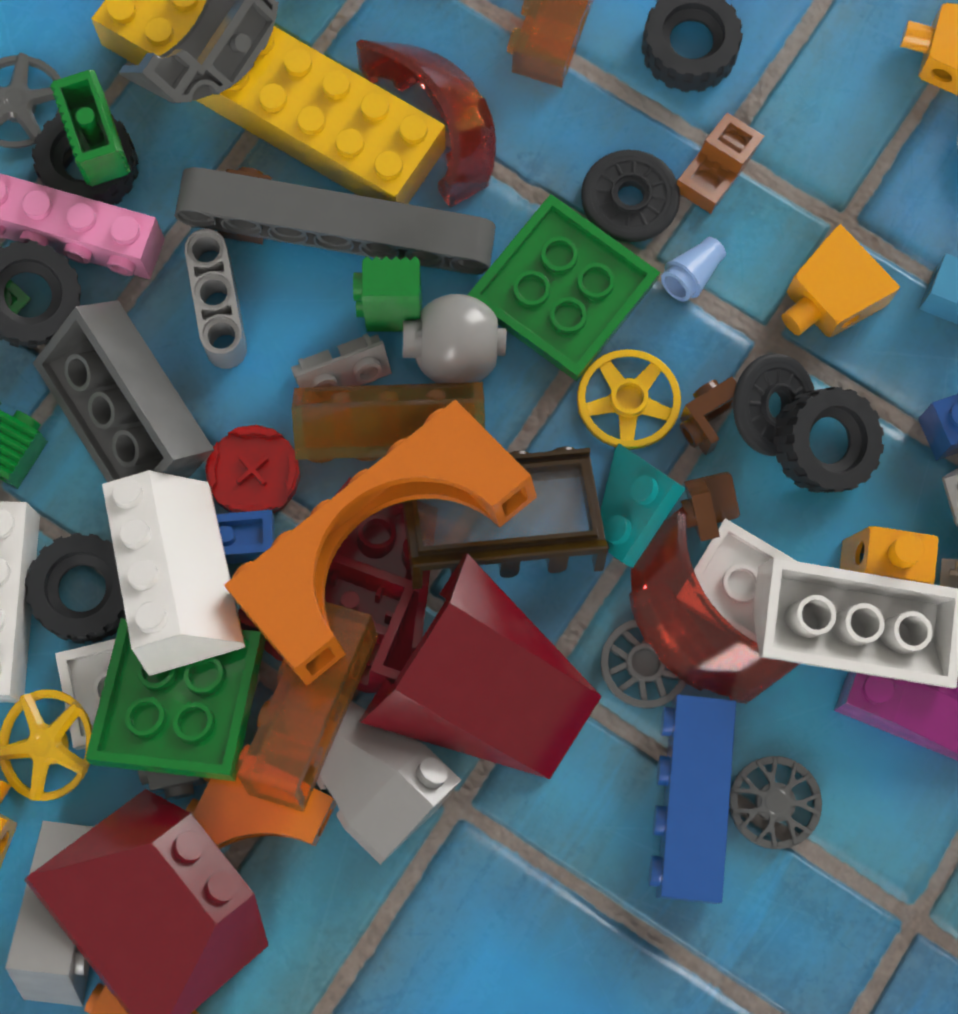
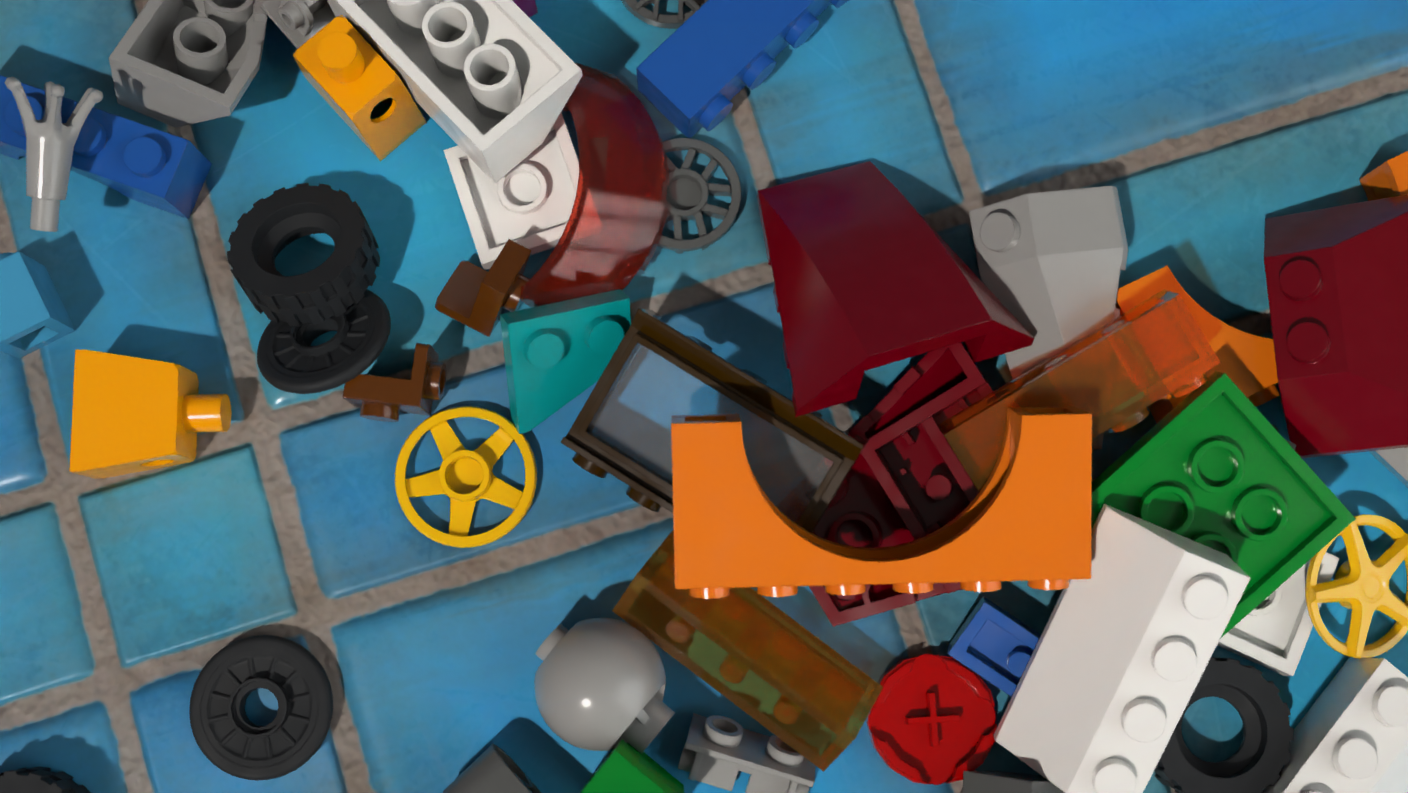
camera: 145 degrees left, 5 degrees up
(564, 286) = (427, 657): green plate -> none
(690, 271) = (273, 561): light blue cone -> none
(719, 162) = (128, 665): dark orange slope -> none

